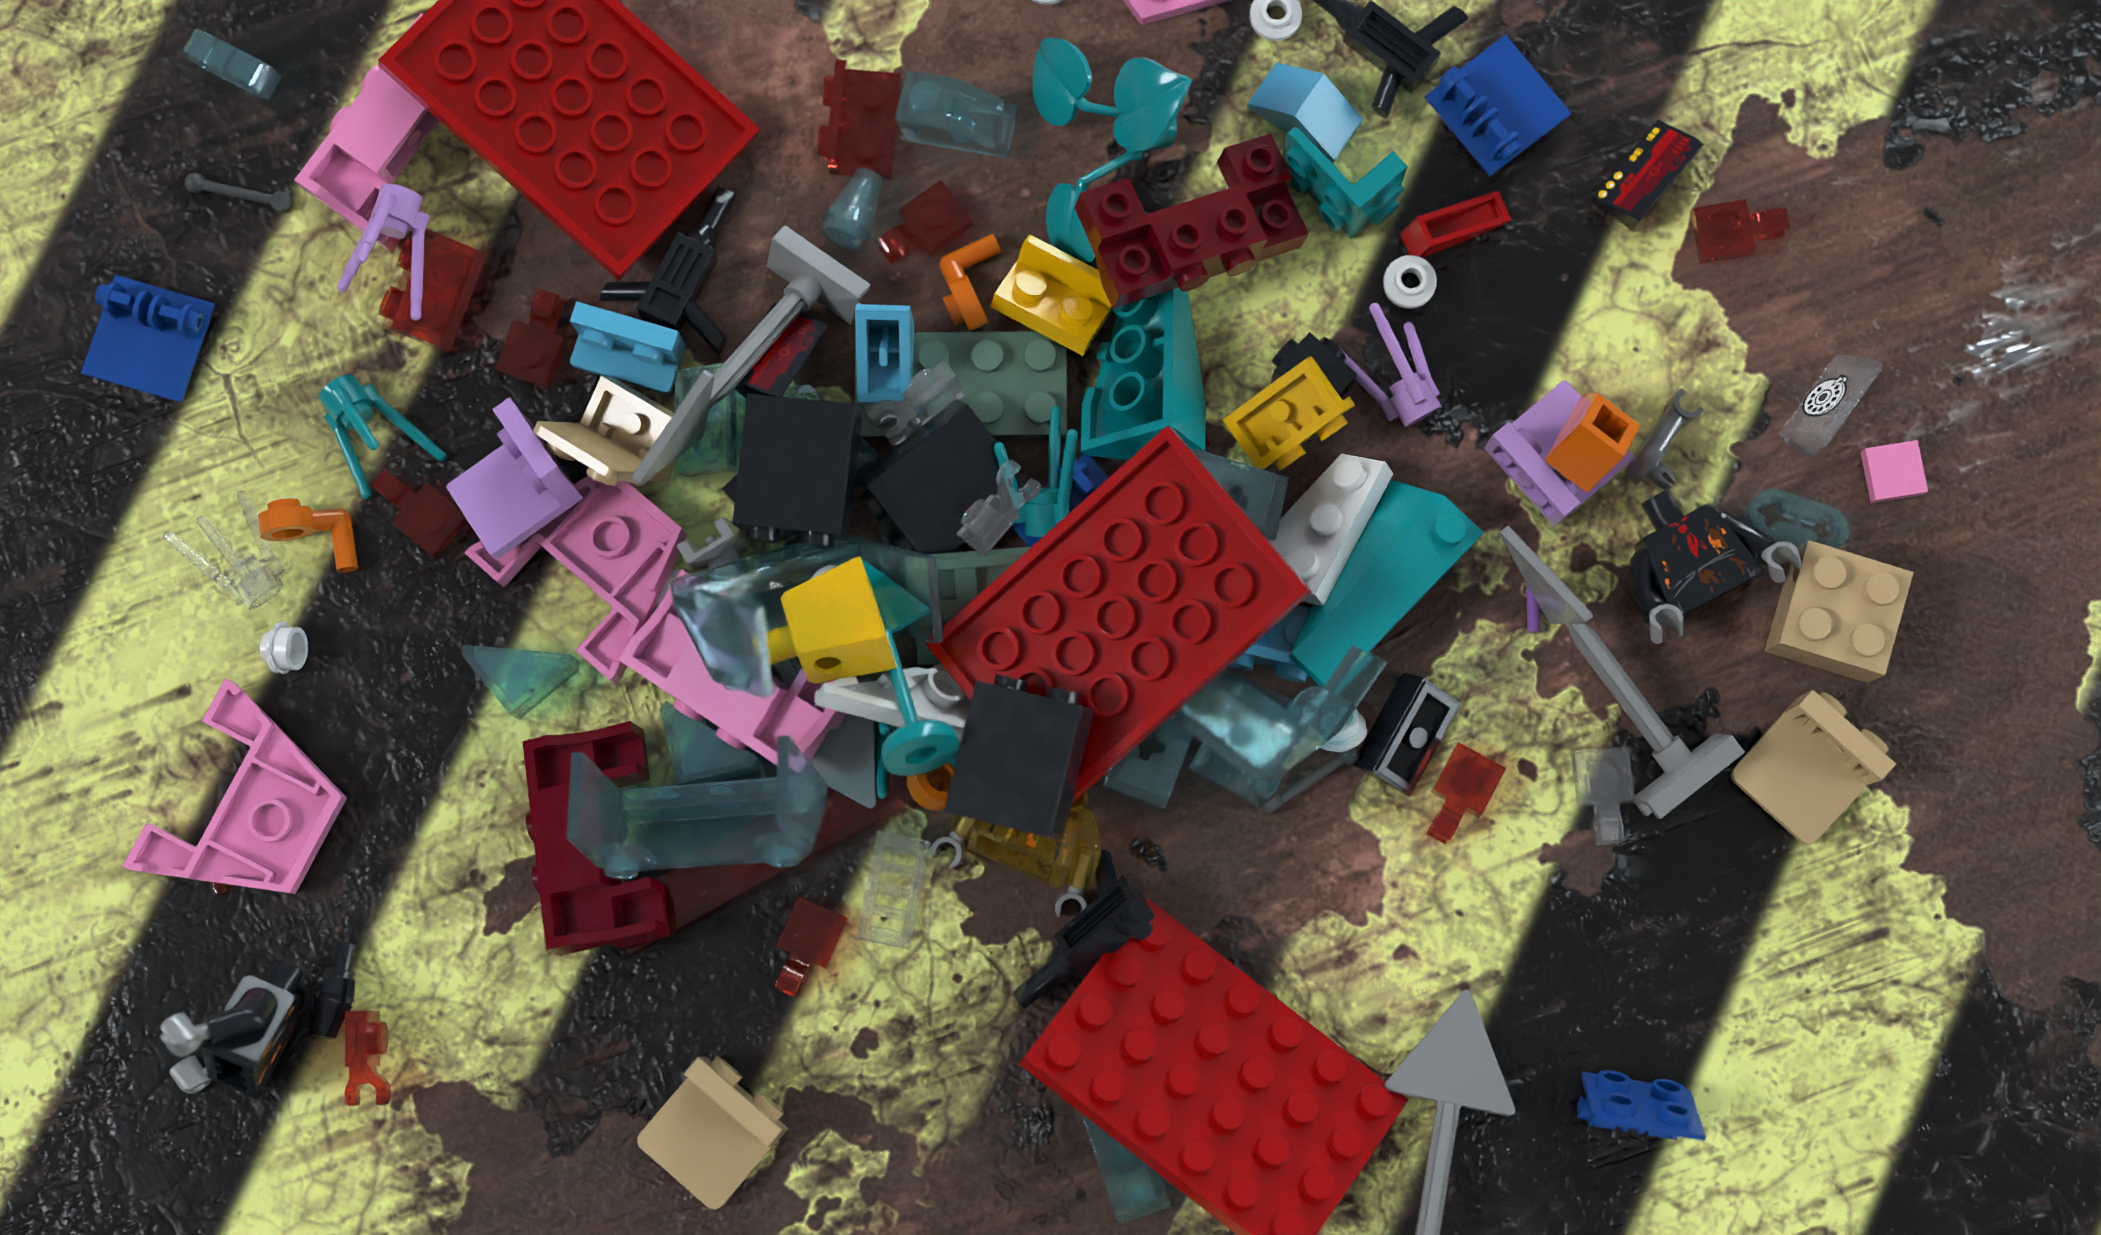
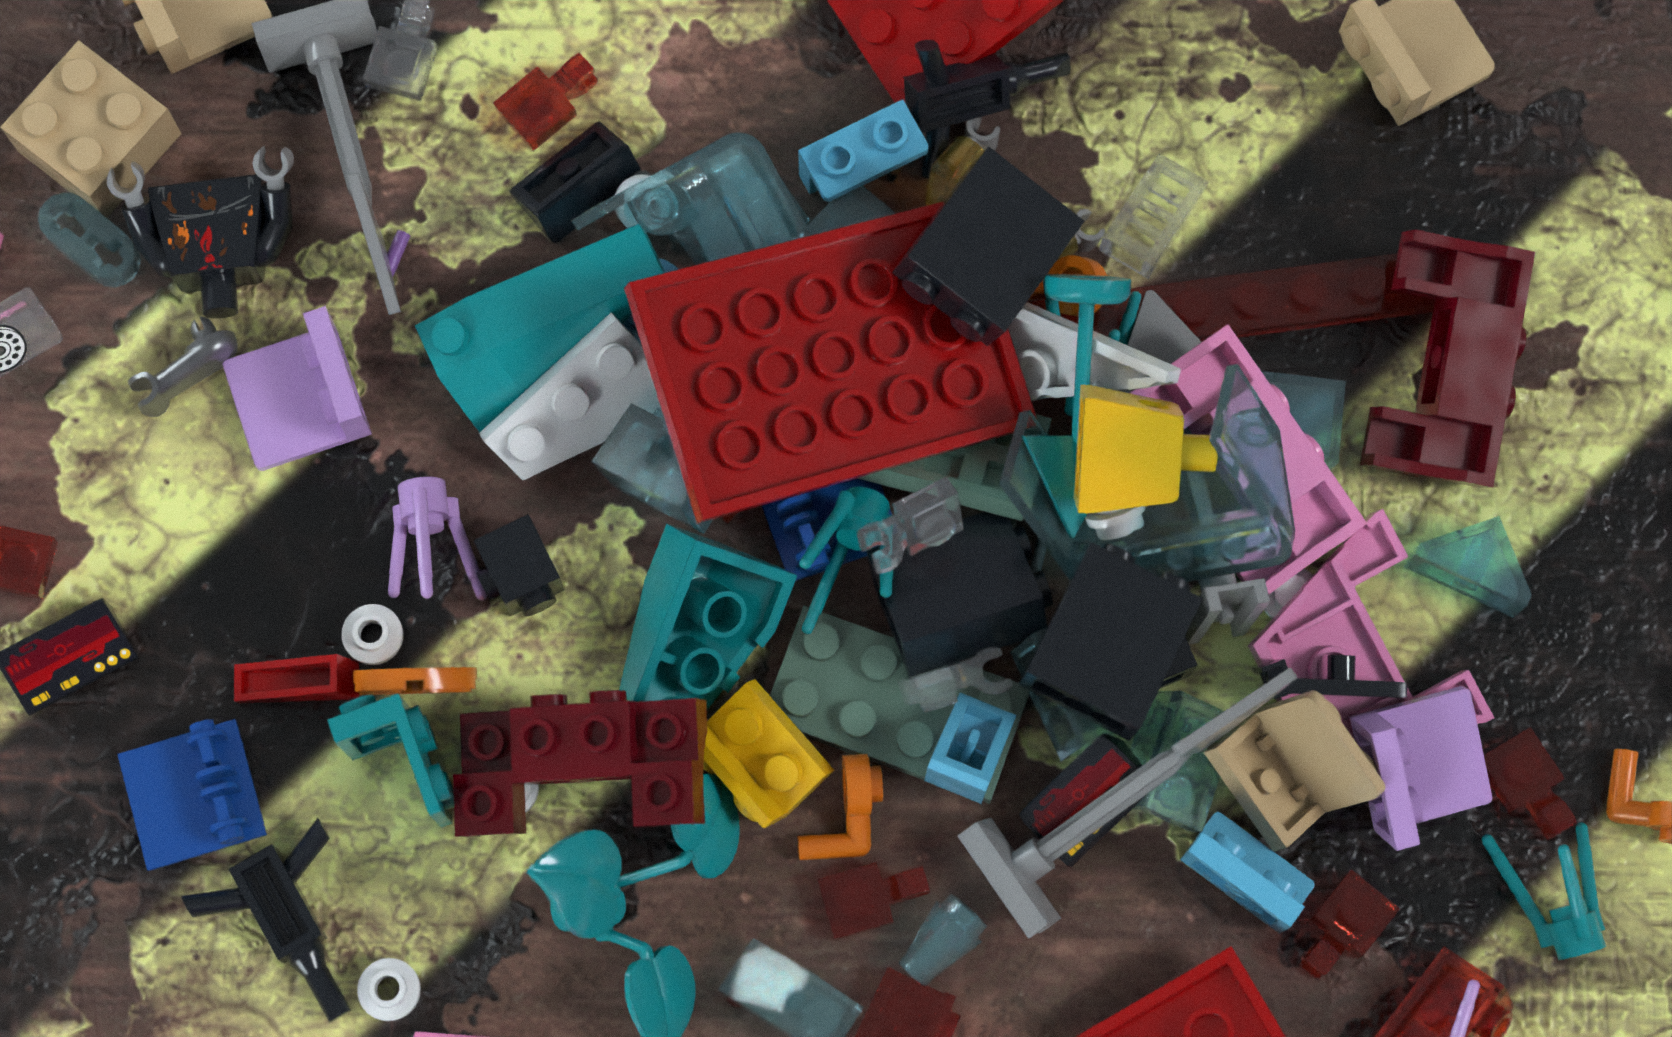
camera: 165 degrees left, 5 degrees down
(599, 519) = (1339, 680): none -> black piece
(680, 278) = (1178, 918): black piece -> none
(698, 822) = (1339, 323): clear light blue windscreen -> none
(810, 938) = (1257, 197): clear red plate -> none
(1163, 834) = (861, 152): none -> medium azure bracket
(1286, 415) = (565, 520): yellow bracket -> none
(1309, 102) = (403, 870): medium azure slope -> none
(1353, 250) = (415, 680): none -> orange tile
(1591, 441) = (260, 369): orange slope -> none

